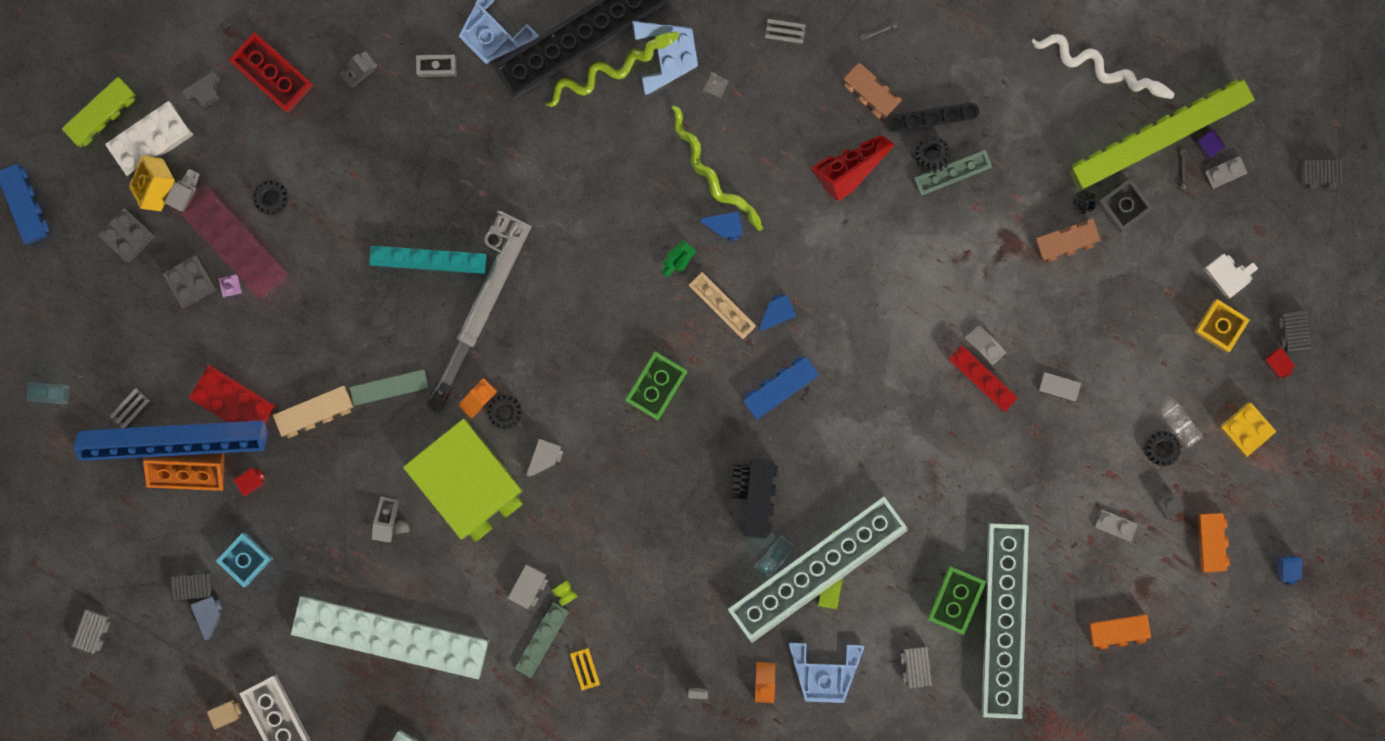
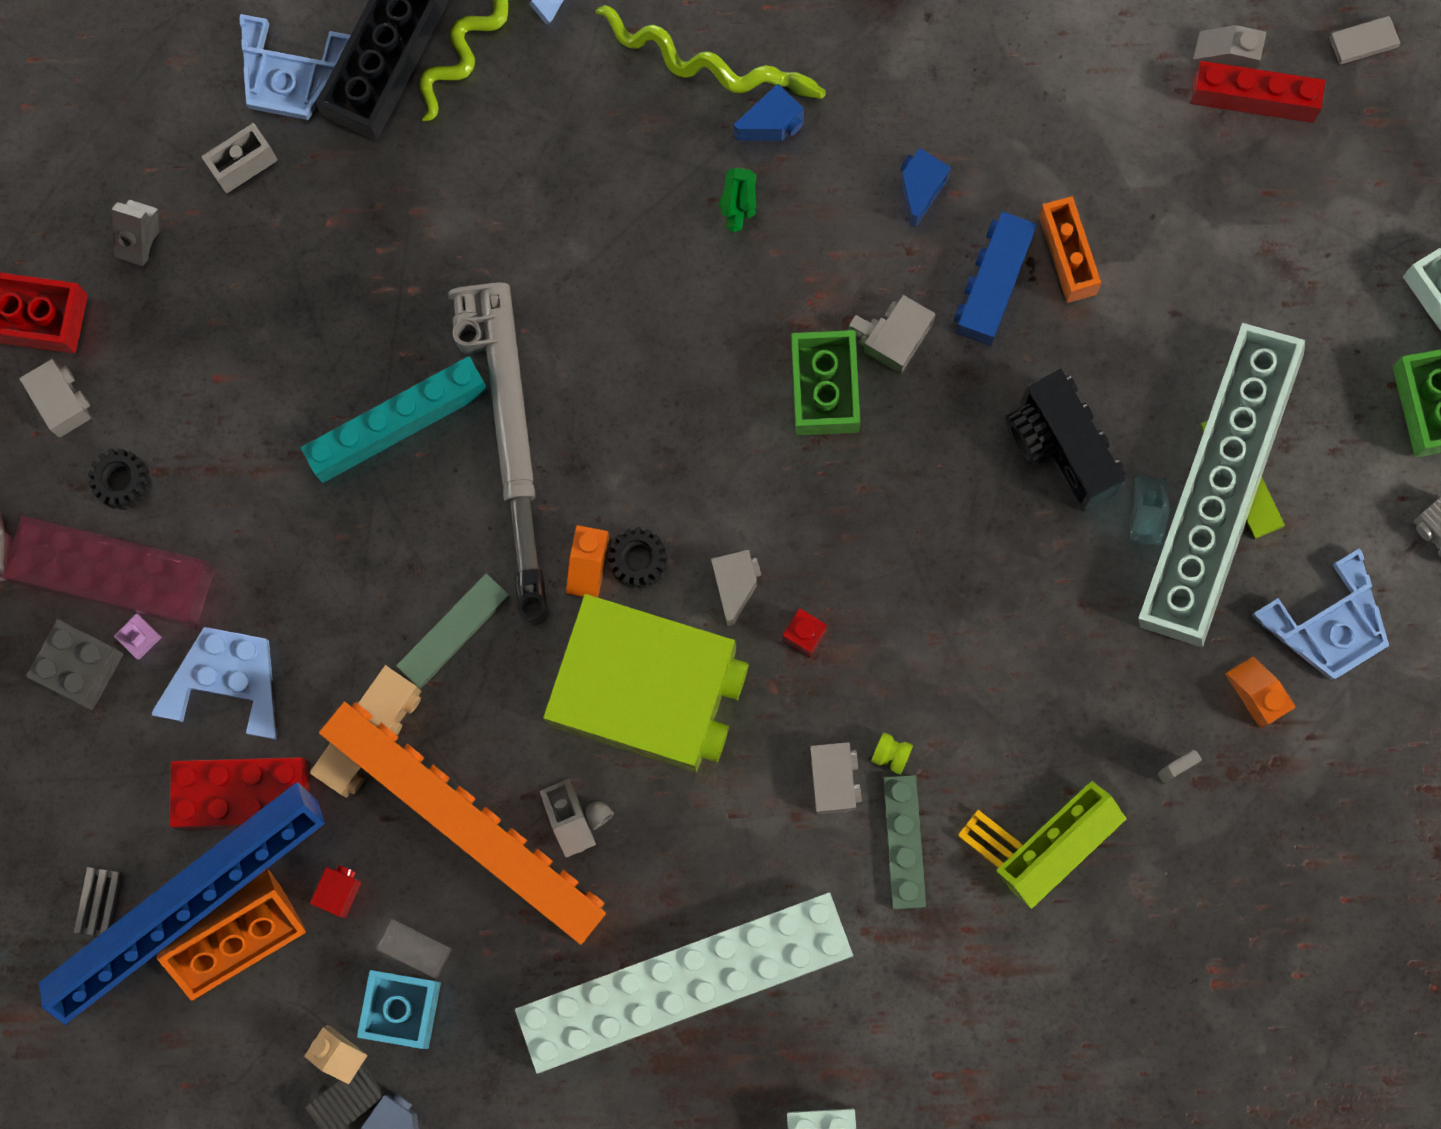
camera: 30 degrees left, 10 degrees down
(200, 562) = (335, 1054): none -> tan slope
(264, 132) = (56, 397): none -> light grey brick
(266, 331) = (229, 667): none -> light blue wing
(270, 534) = (414, 948): none -> clear plate
(331, 491) = (462, 822): none -> orange brick
(561, 505) = (804, 633): none -> red brick
(615, 692) = (1061, 844): none -> lime brick
(710, 385) = (896, 338): none -> light grey hinge
(722, 305) = (840, 223): tan plate -> none
(827, 398) = (1069, 249): none -> orange brick

